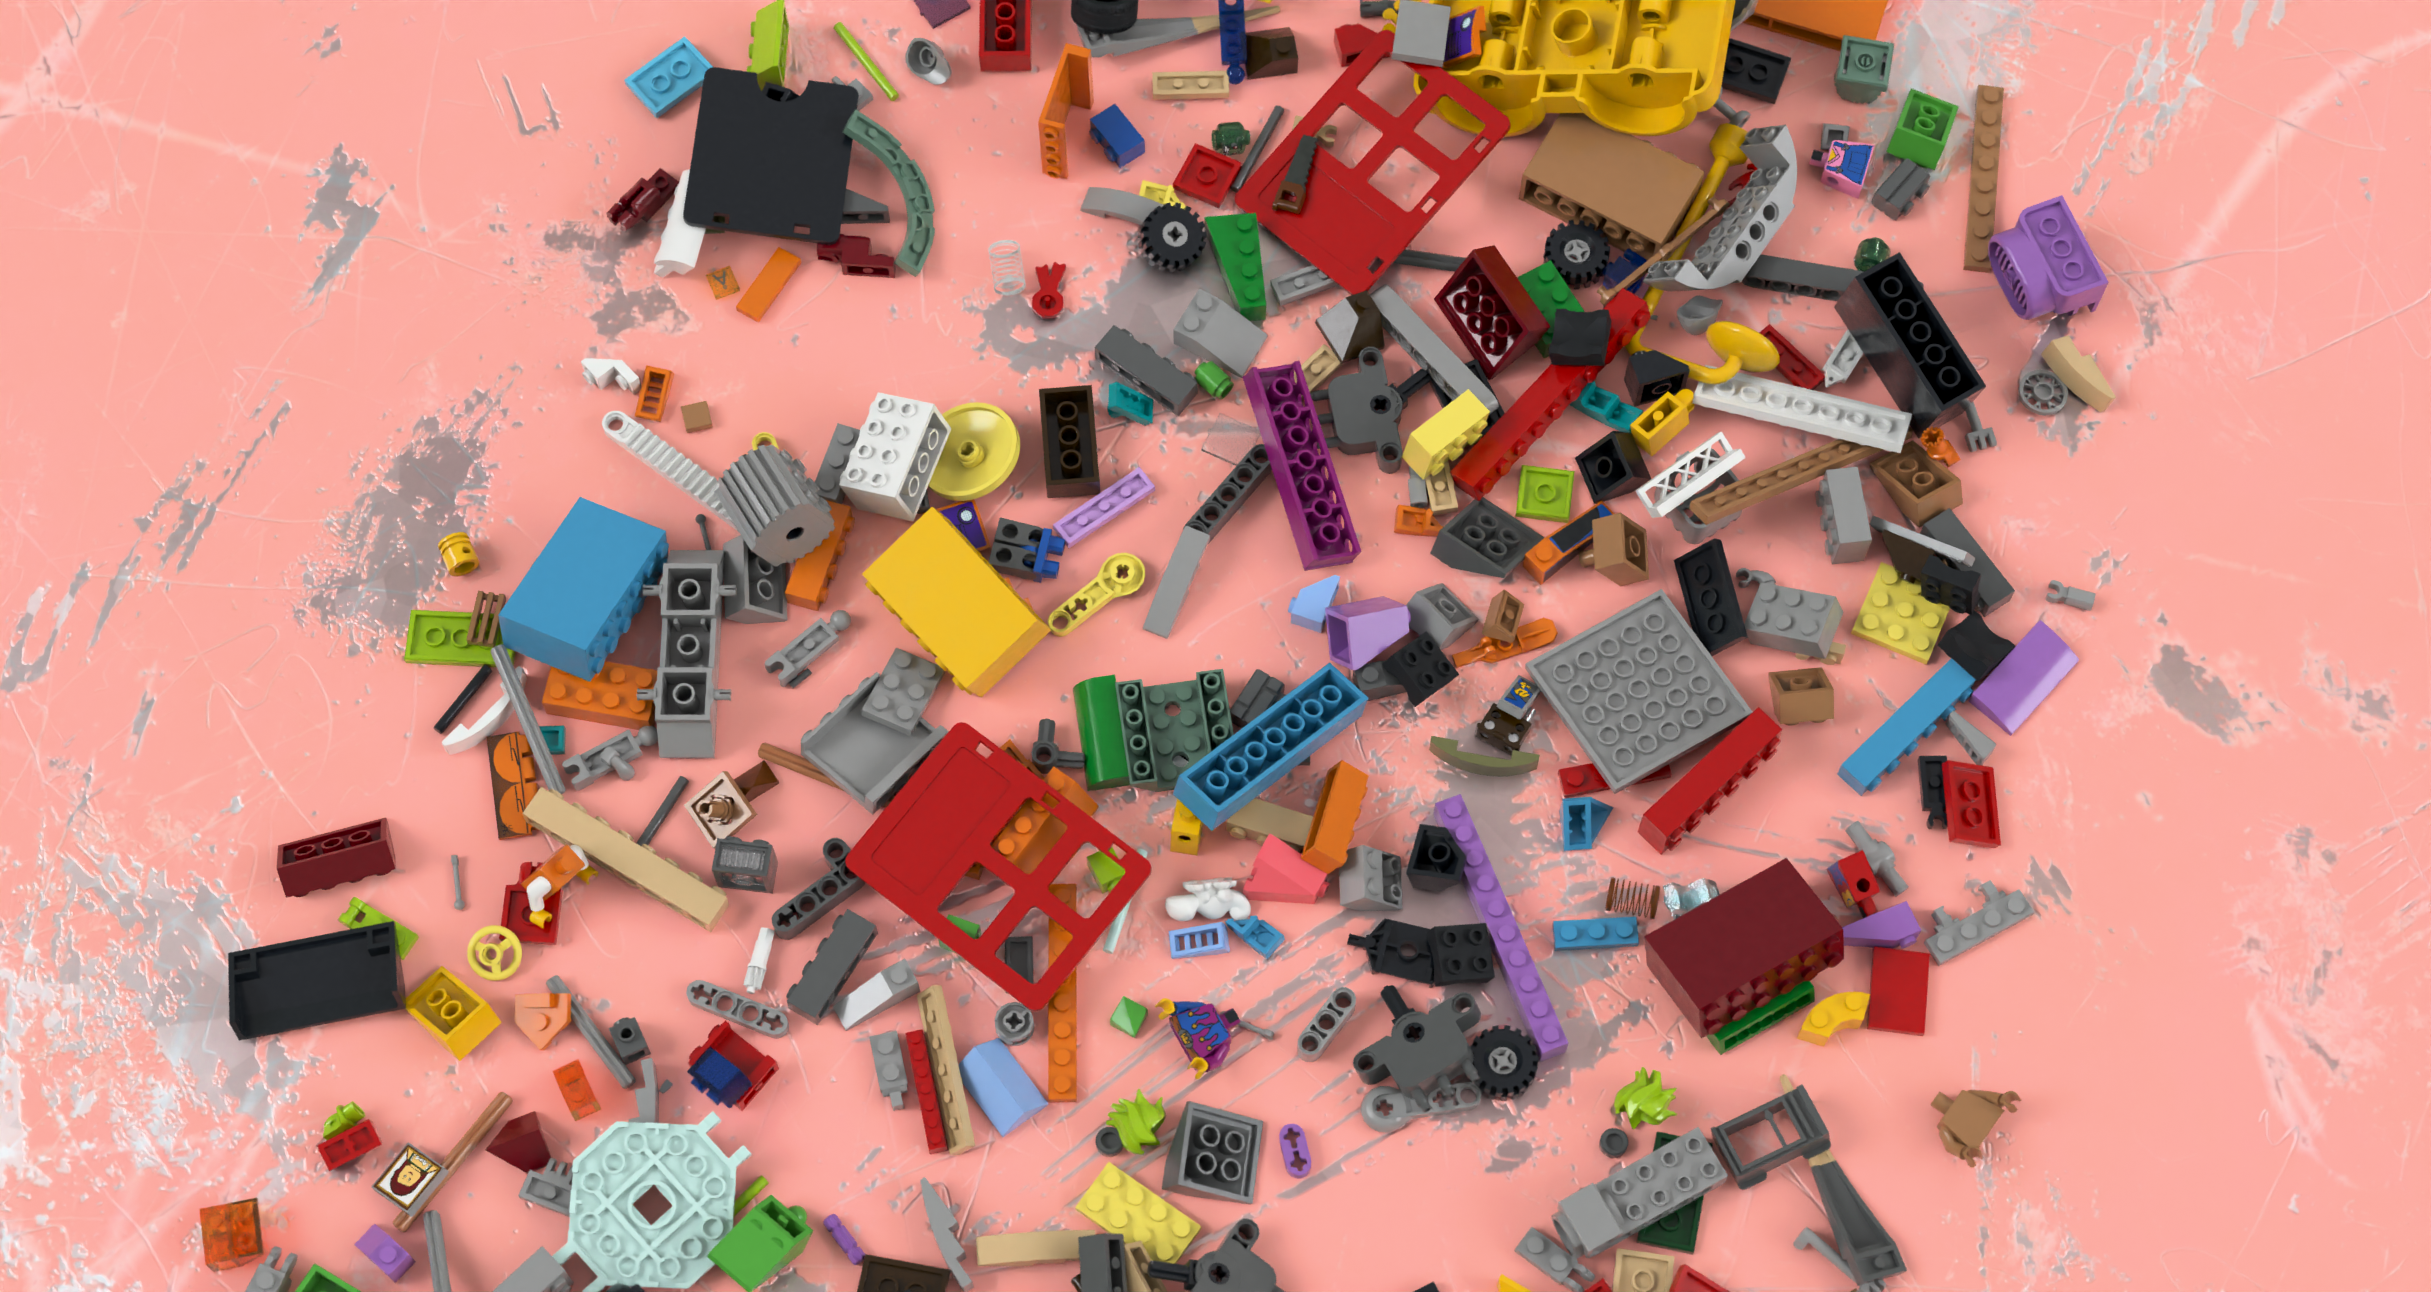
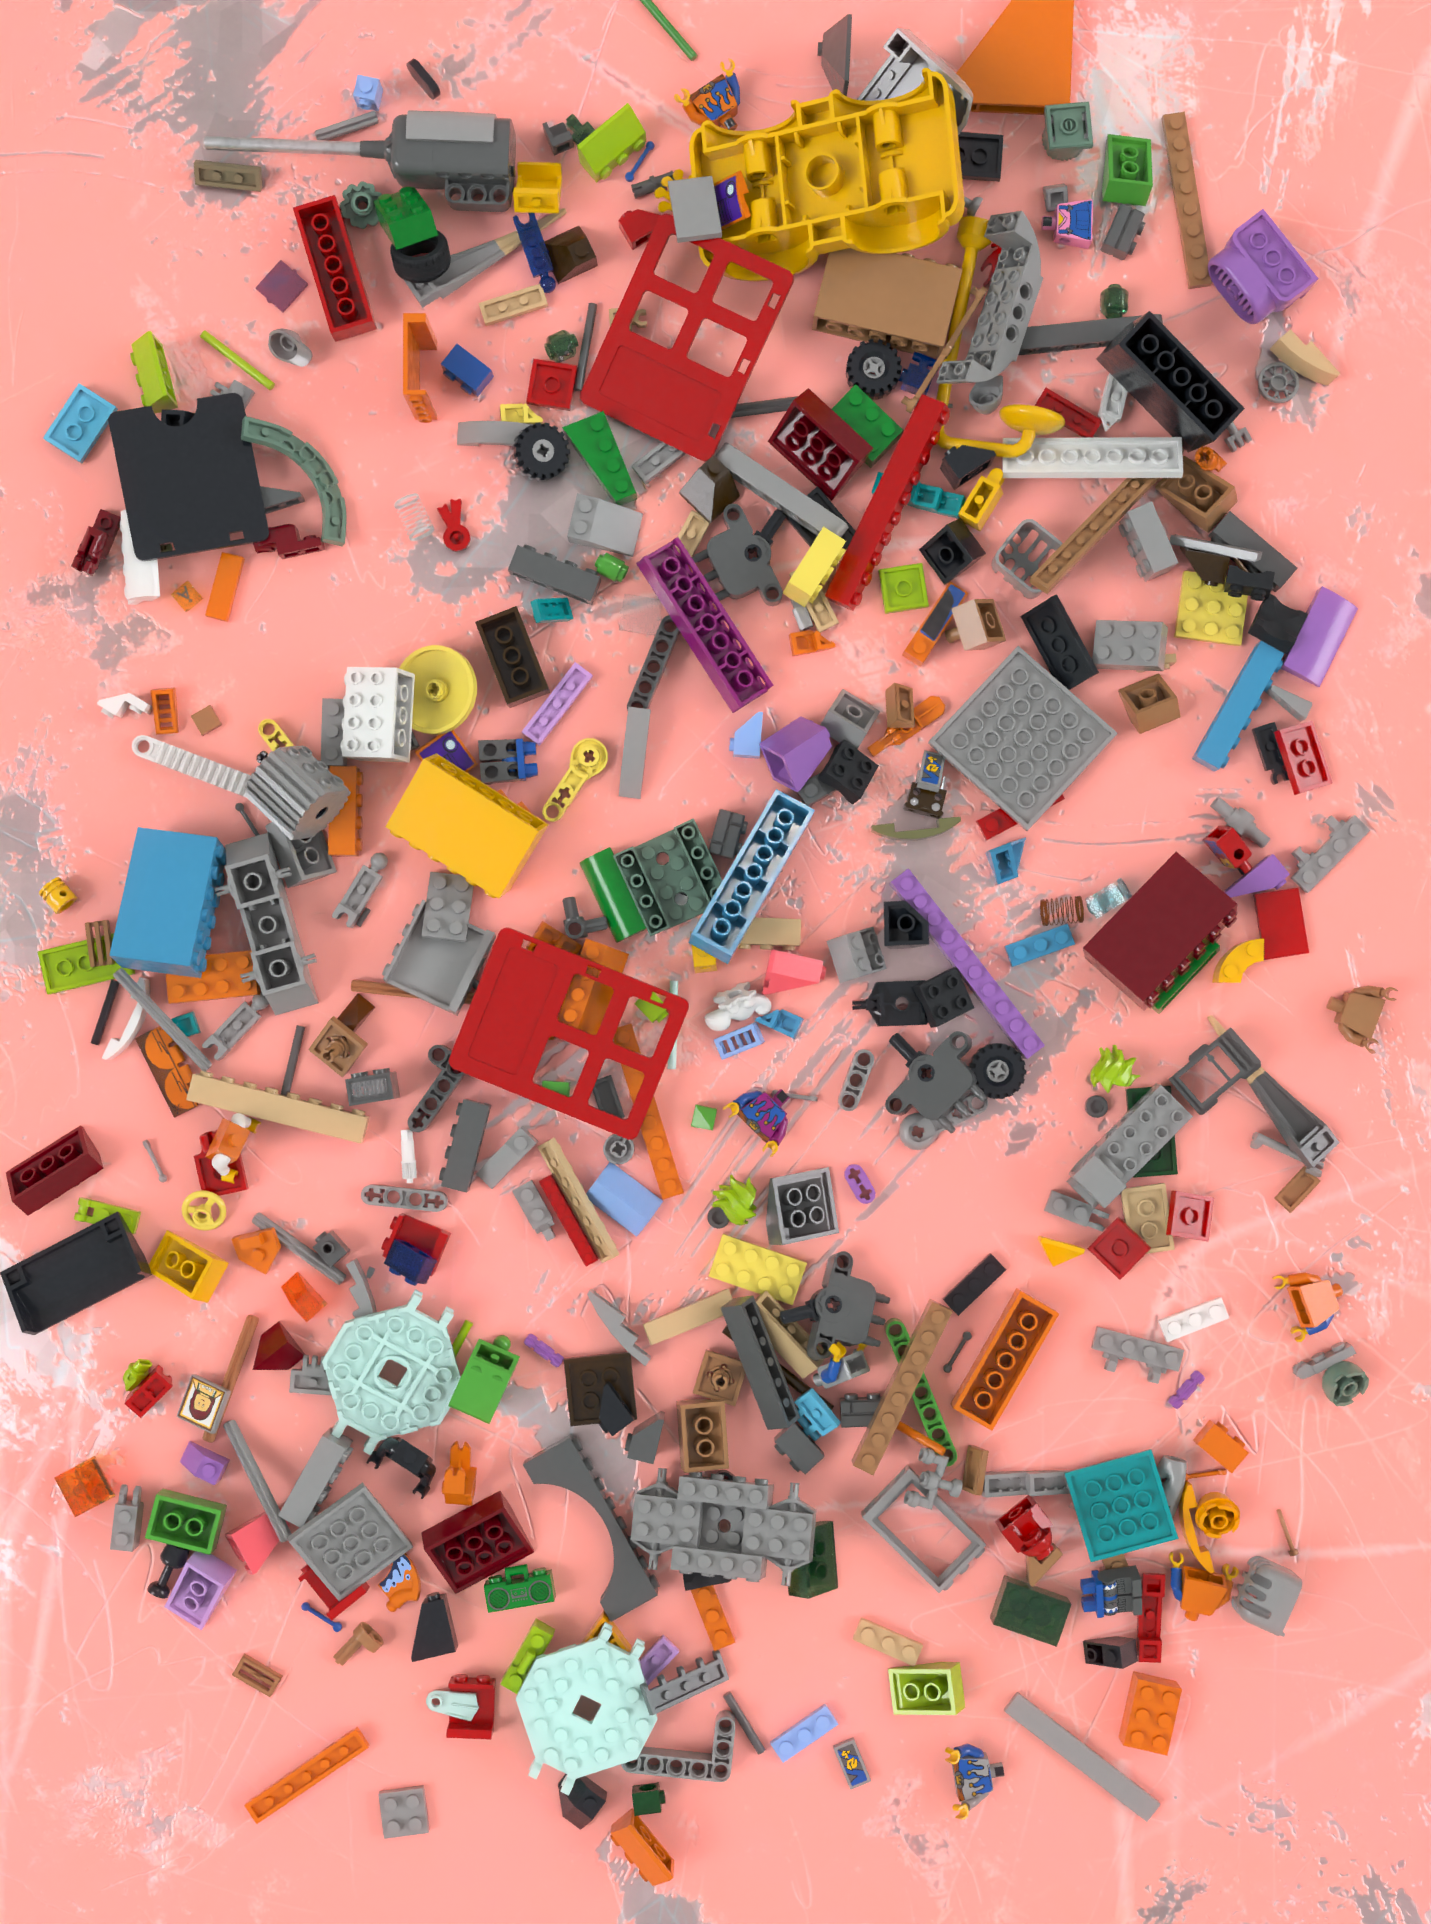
camera: 15 degrees left, 20 degrees up
(610, 757) = (251, 1034): light grey arm -> none
(1296, 177) = (626, 367): piece -> none
(1335, 817) = (816, 915): orange brick -> none
(1484, 540) = (869, 645): dark grey slope -> none
(1580, 338) = (900, 452): black brick -> none
(1696, 482) = (1027, 557): white fence -> none
(1710, 781) = (1098, 799): red brick -> none
(1754, 575) = (1094, 611): light grey arm -> none
(2071, 596) = (1340, 556): light grey bar -> none

